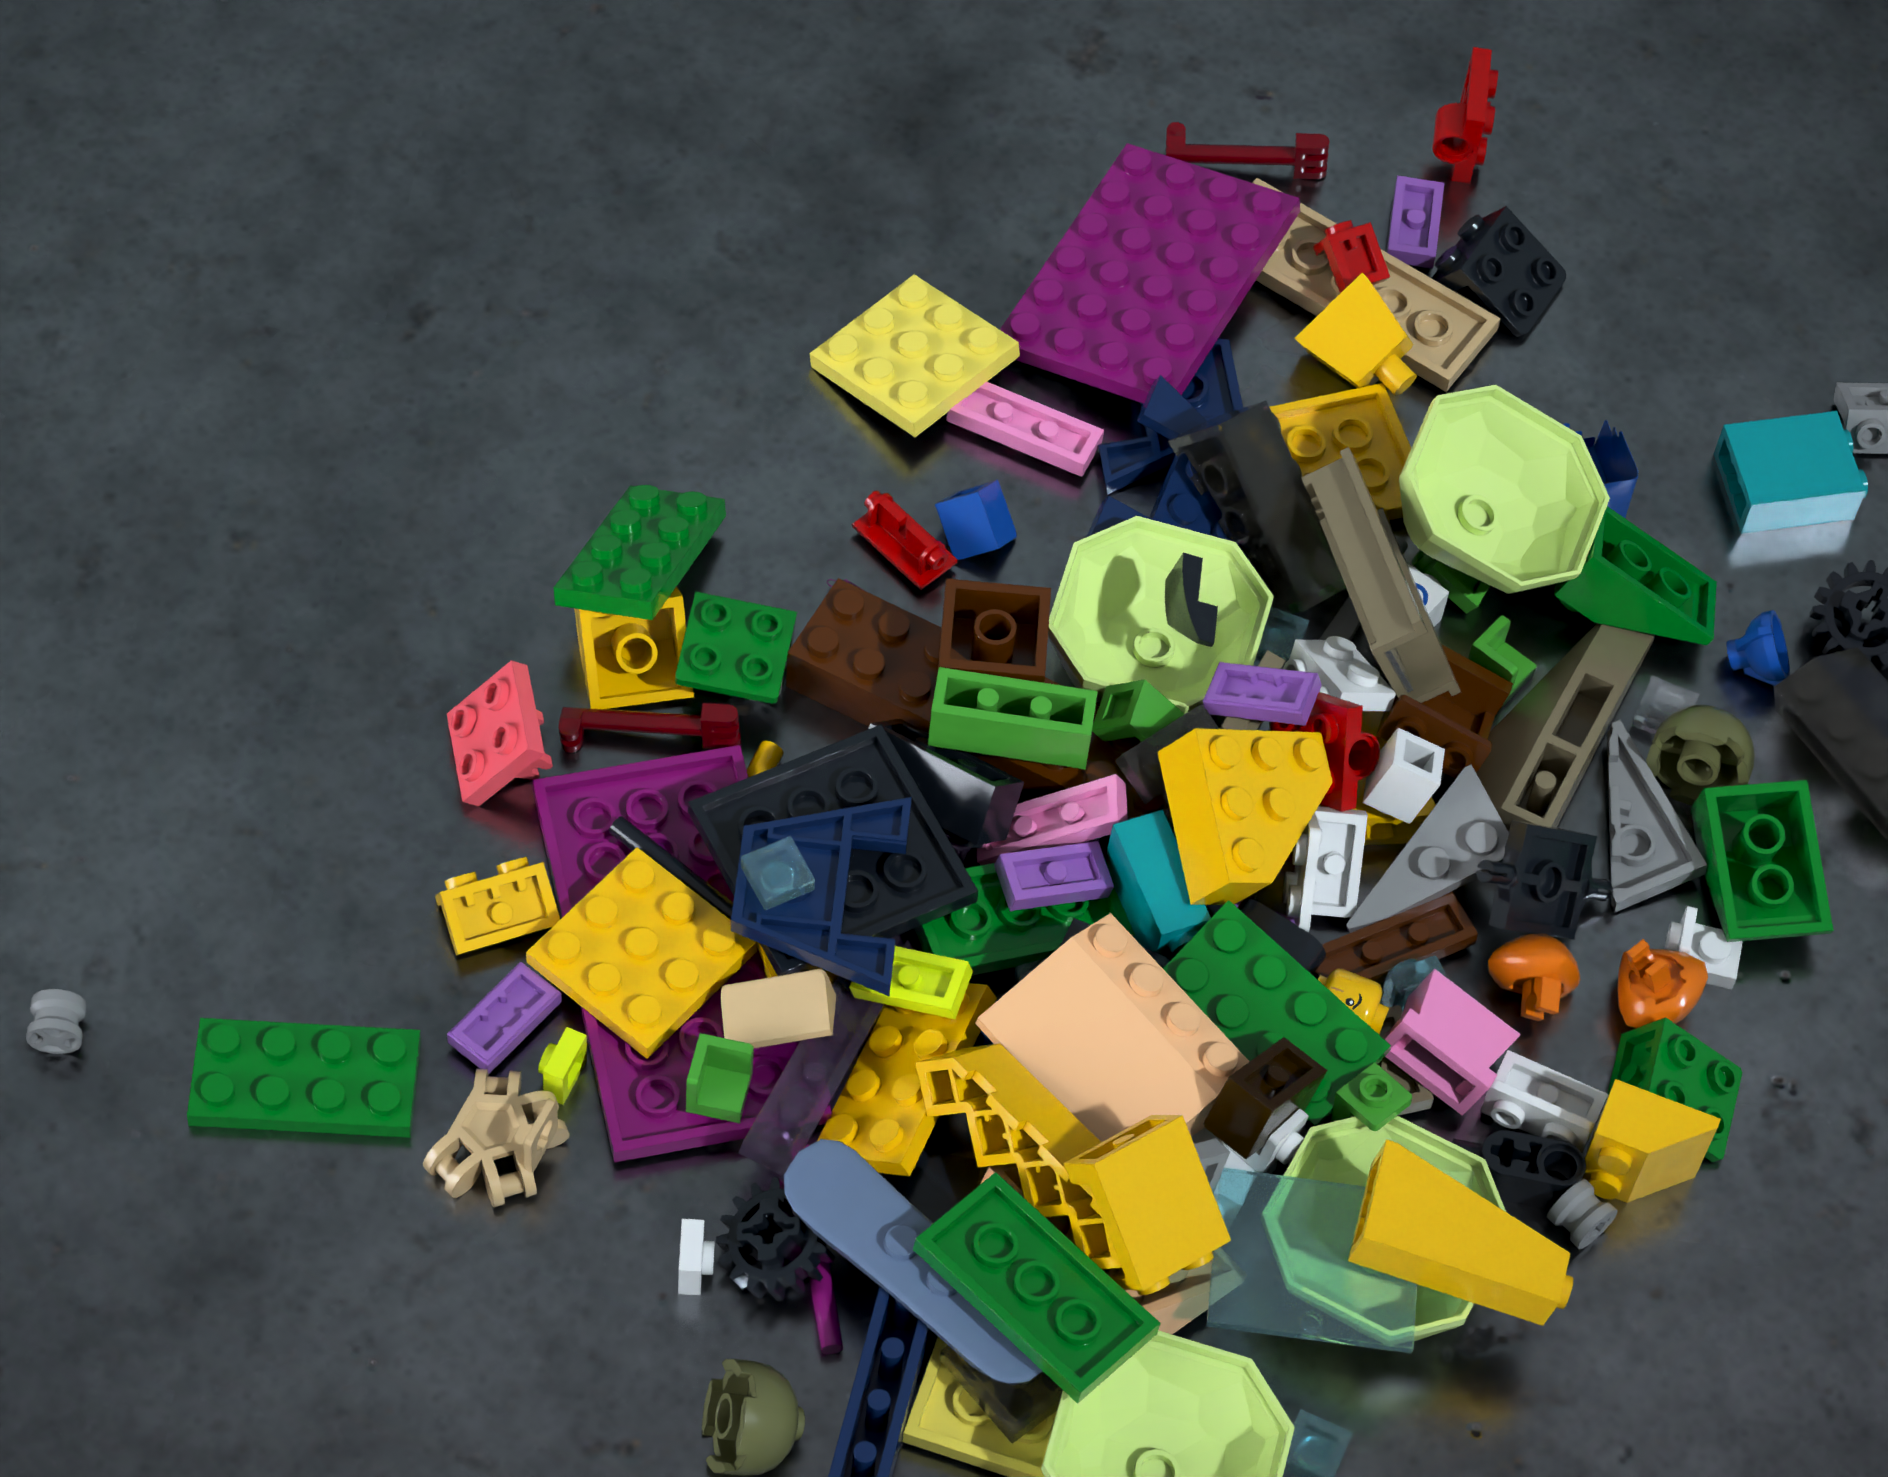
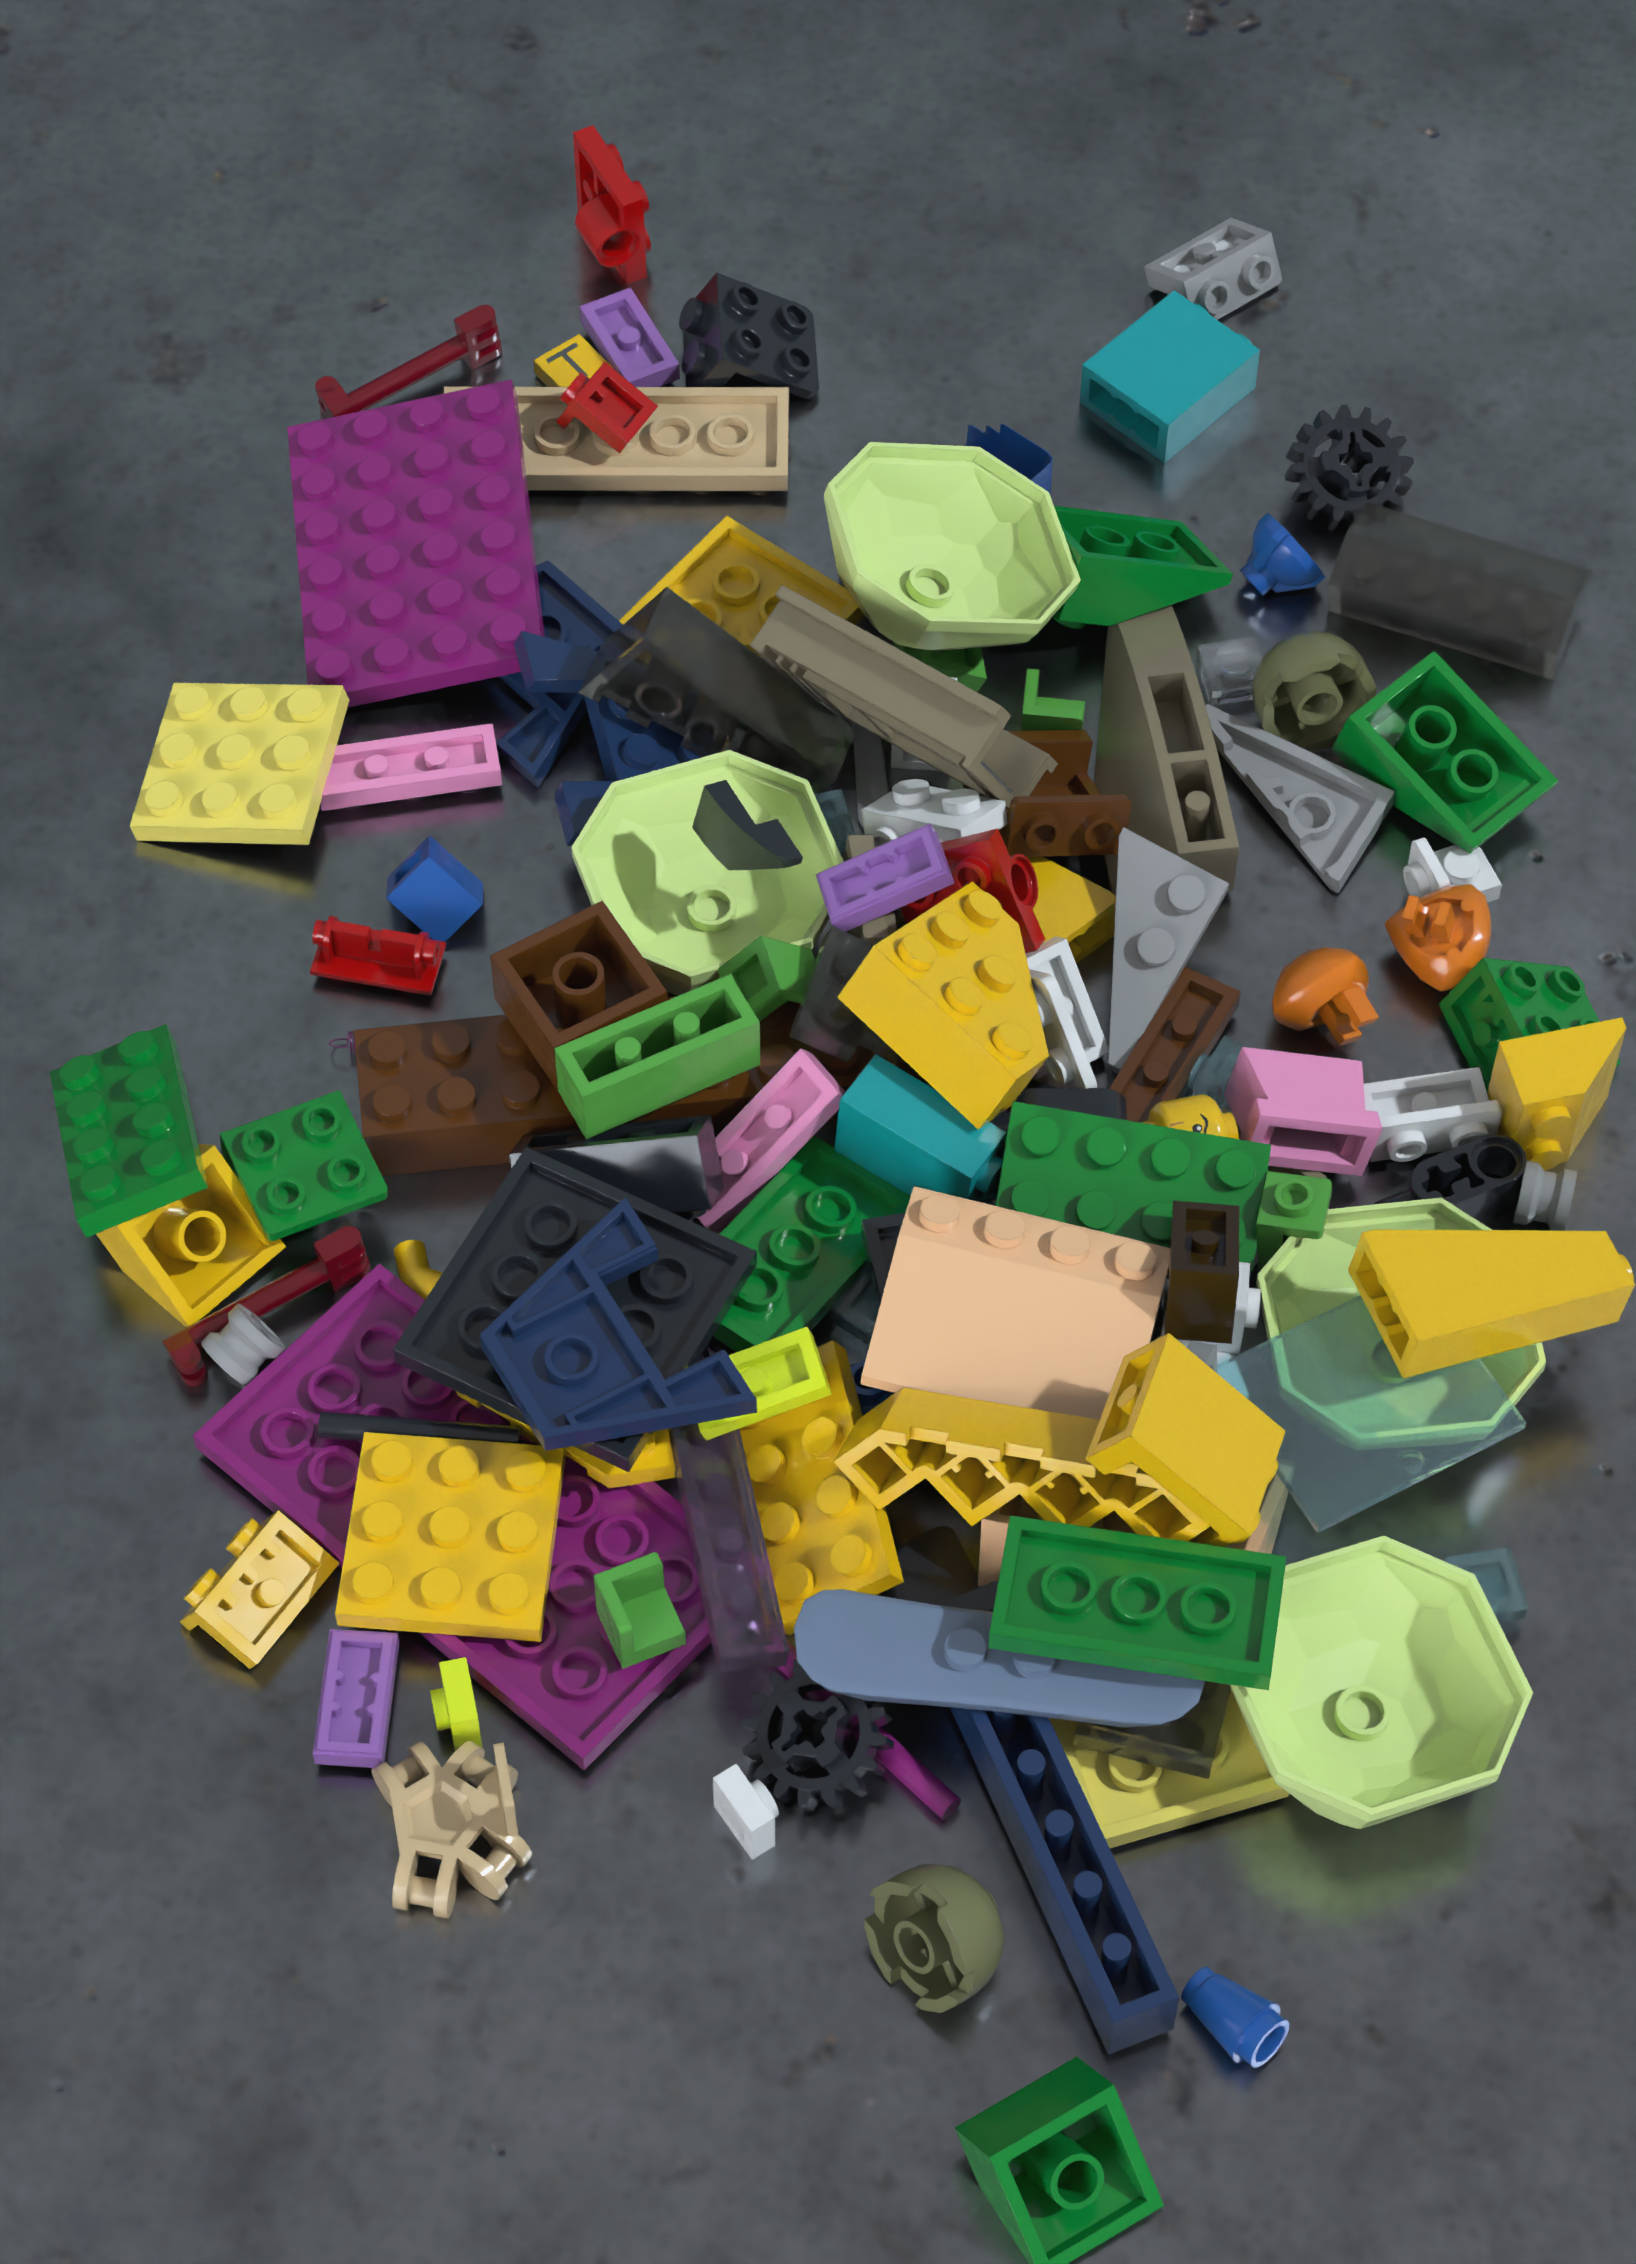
camera: 30 degrees left, 0 degrees up
(304, 1077) = (192, 1900): green plate -> none
(497, 735) = (120, 1411): coral plate -> none
(610, 741) = (243, 1345): none -> light grey wheel
(777, 873) = (560, 1358): clear light blue plate -> none
(779, 1008) = (645, 1501): tan slope -> none
(1053, 875) = (807, 1191): medium lavender plate -> none
(1360, 339) = (677, 484): yellow torso -> none
(1362, 210) = (566, 361): none -> yellow tile
(1404, 776) = (1074, 877): white brick -> none
(1543, 880) = (1269, 899): black plate -> none

